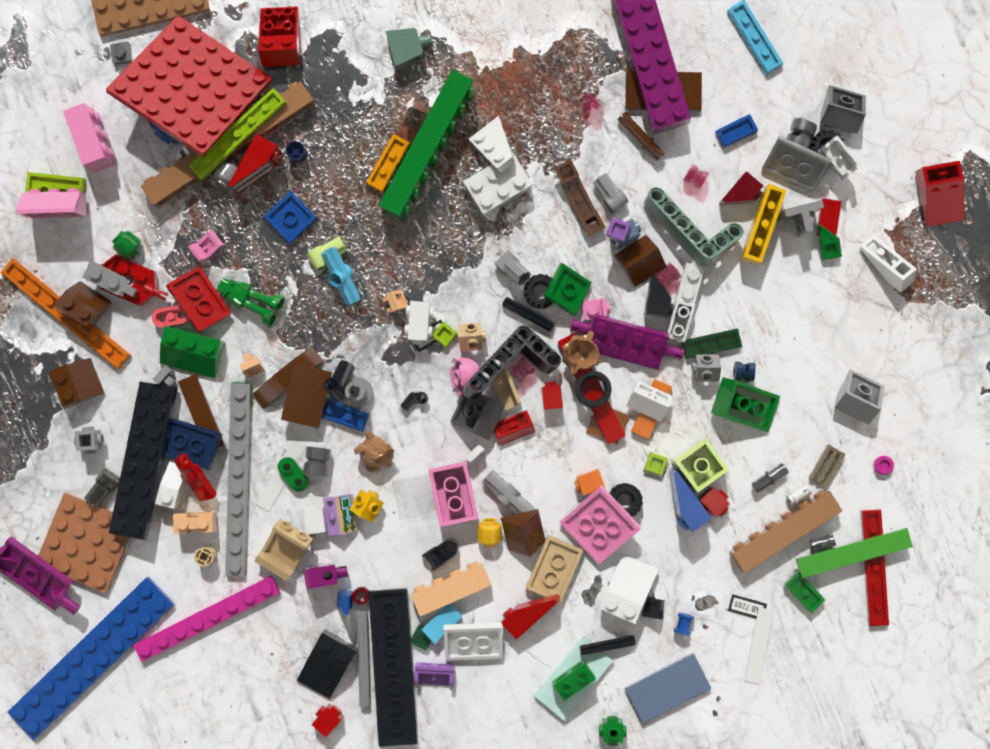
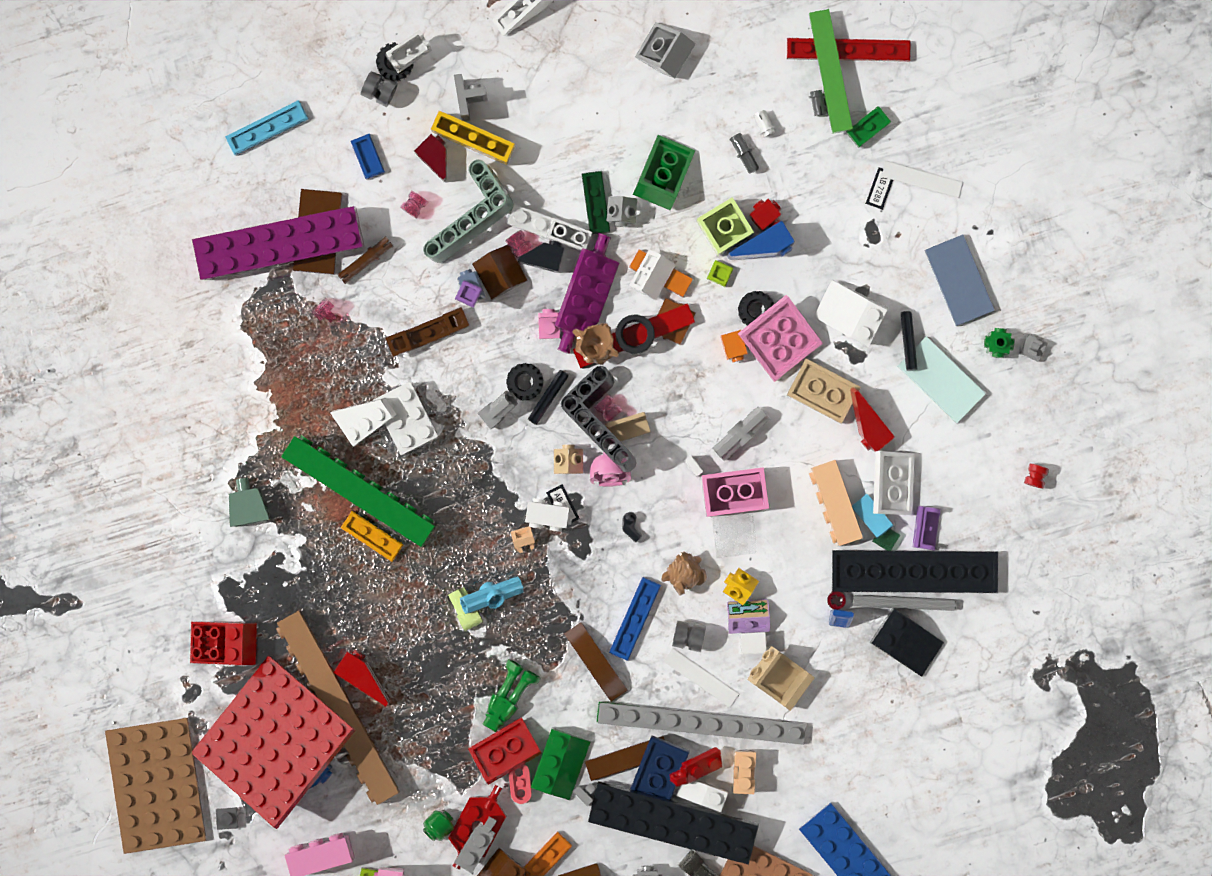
camera: 85 degrees left, 0 degrees up
(206, 246) = (447, 739): bright pink bracket -> none
(206, 618) = (848, 768): dark pink plate -> none
(208, 553) = (781, 763): tan wheel -> none
(223, 174) = (371, 712): light grey head -> none
(238, 133) = (328, 692): lime tile -> none
(251, 365) = (581, 699): light nougat tile -> none
(290, 217) = (422, 646): blue tile -> none
(294, 473) = (700, 663): green plate -> none
(296, 148) = (349, 634): dark blue wheel -> none
(305, 396) = (617, 642): reddish brown tile -> none
(314, 575) = (811, 647): magenta torso -> none
(327, 719) = (964, 645): red brick -> none
(337, 383) = (608, 608): black piece -> none
(365, 393) = (615, 597): light grey piece -> none
(414, 119) = (328, 502): clear smoke tile -> none
(438, 555) = (798, 512): black piece -> none
(444, 334) = (563, 489): lime tile -> none
(478, 415) = (653, 459): dark grey slope -> none
(489, 532) = (779, 457): yellow head -> none
(514, 427) = (669, 422): red slope -> none
(524, 532) = (782, 420): reddish brown slope -> none
(551, 396) = (639, 379): red brick -> none
(567, 289) = (525, 352): green tile -> none
(573, 680) = (942, 379): green brick -> none
(613, 197) = (428, 296): light grey piece -> none
(653, 608) = (873, 288): black plate -> none
(684, 624) = (892, 257): blue bush -> none
(744, 371) = (628, 170): dark blue wheel -> none
(785, 531) = (802, 142): medium nougat brick -> none
(796, 164) = (410, 96): light grey tile -> none
(829, 215) = (470, 66): red tile -> none
(829, 244) = (498, 68): green tile -> none
(833, 469) = (750, 100): dark tan tile -> none
(843, 109) = (354, 40): dark grey slope -> none
(883, 465) = (740, 30): dark pink tile -> none

